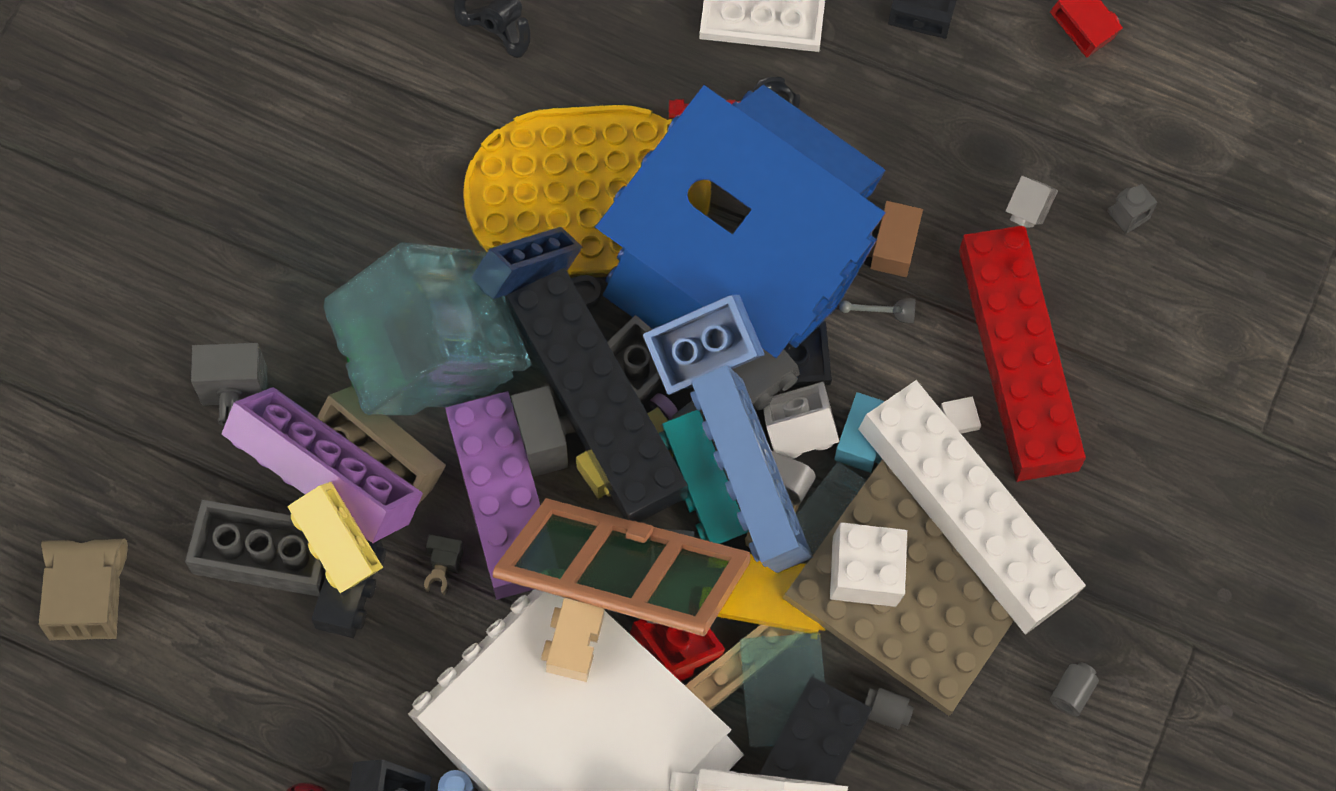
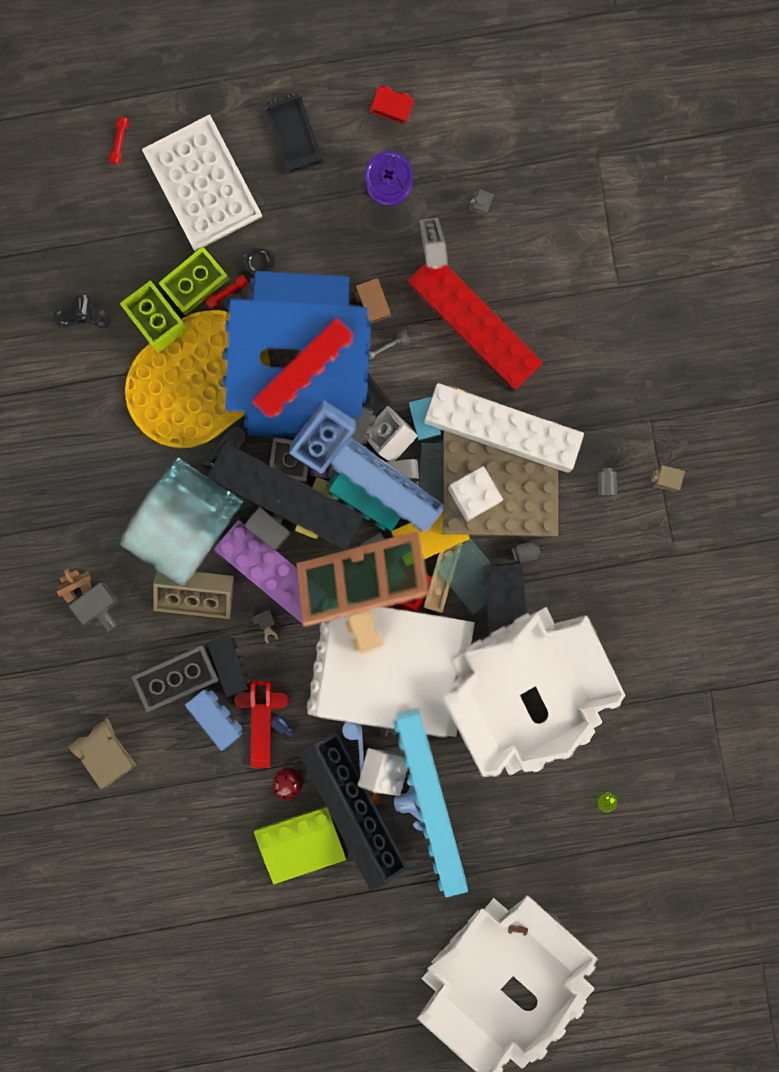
camera: 35 degrees left, 20 degrees up
(225, 322) = (72, 581): none -> medium nougat hips
(271, 638) = (214, 718): none -> medium blue brick
(313, 454) = (174, 619): medium lavender brick -> none
(334, 537) = (212, 654): light yellow brick -> none
(337, 691) = (261, 721): none -> red piece
(359, 719) = (281, 725): none -> dark blue cylinder
(525, 261) = (203, 450): dark blue brick -> none
(587, 74) = (154, 316): none -> lime brick
(671, 65) = (194, 281): none -> lime brick
(741, 232) = (303, 367): none -> red brick
(962, 414) = (465, 376): white tile -> none
(1023, 98) = (393, 166): none -> dark purple piece
(1171, 735) = (667, 478): none -> dark tan brick

